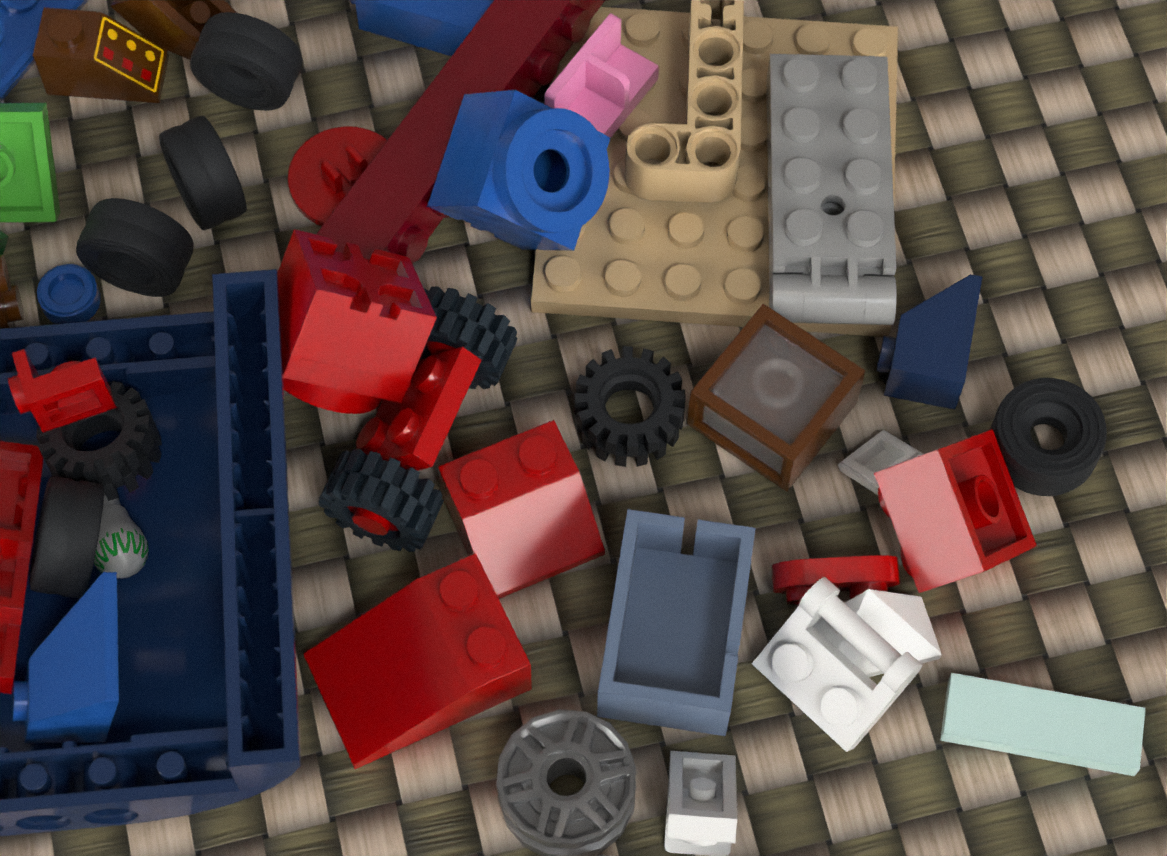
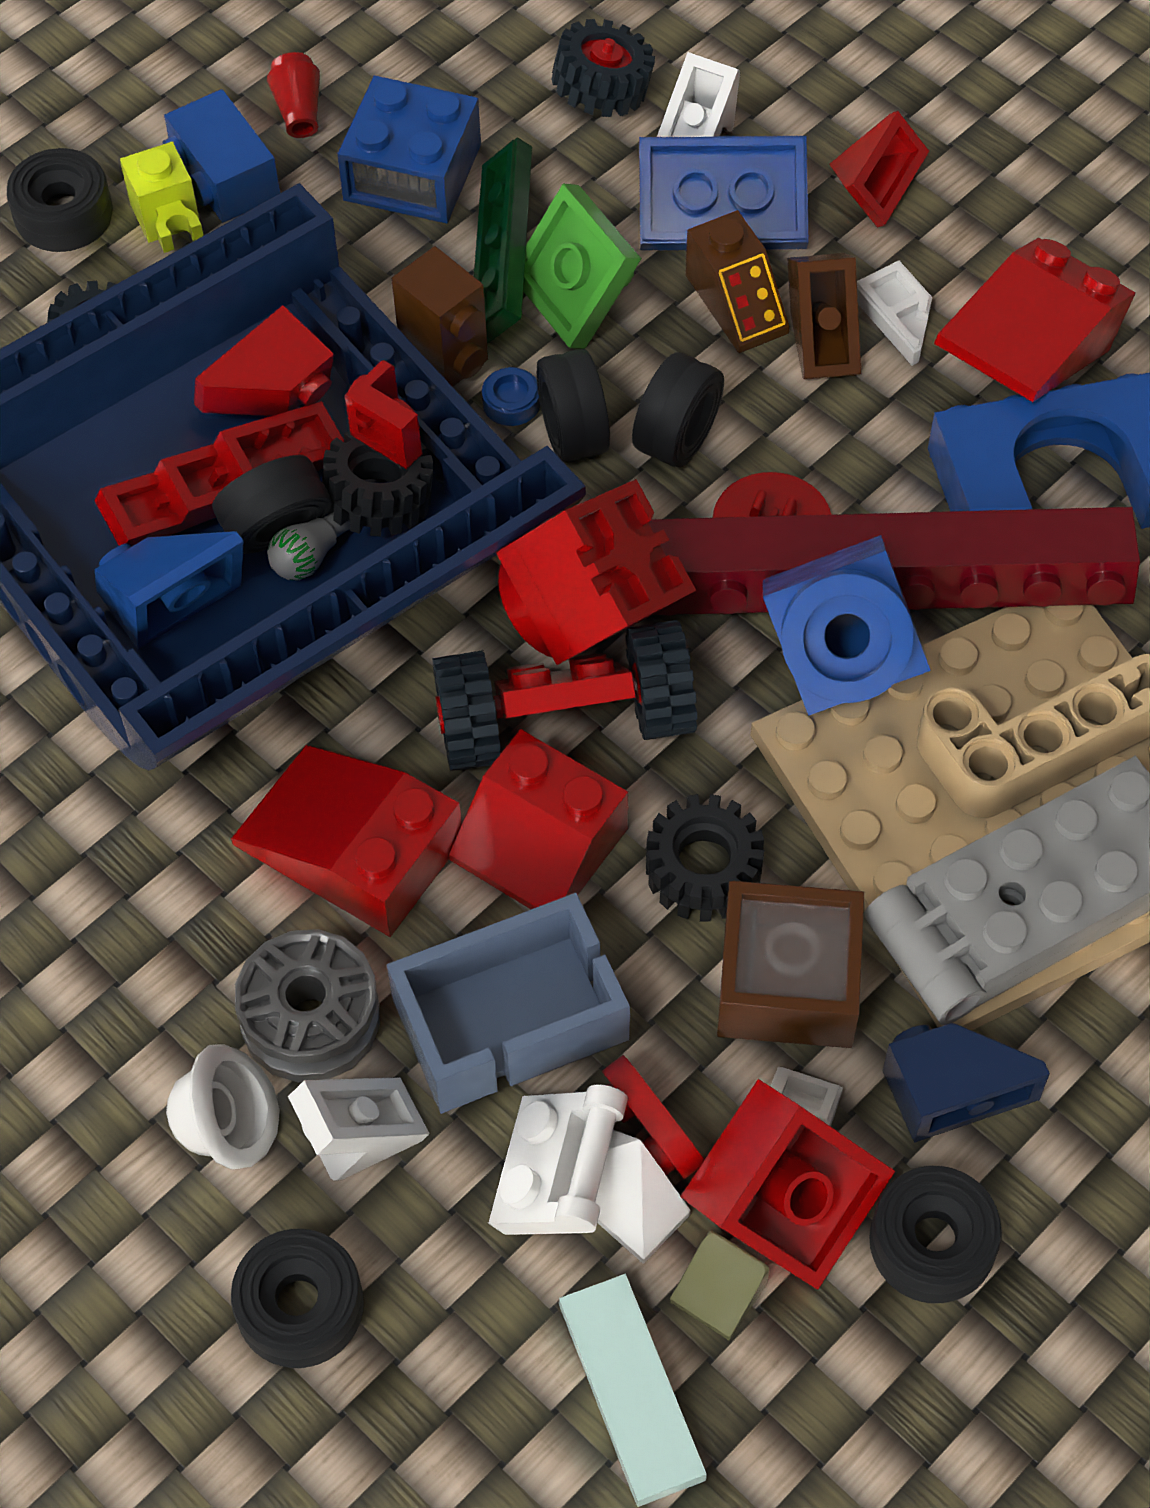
camera: 60 degrees right, 5 degrees down
(246, 61) = (807, 377): black tyre -> none
(603, 79) = (992, 643): bright pink panel -> none
(998, 610) = (720, 1285): none -> olive slope

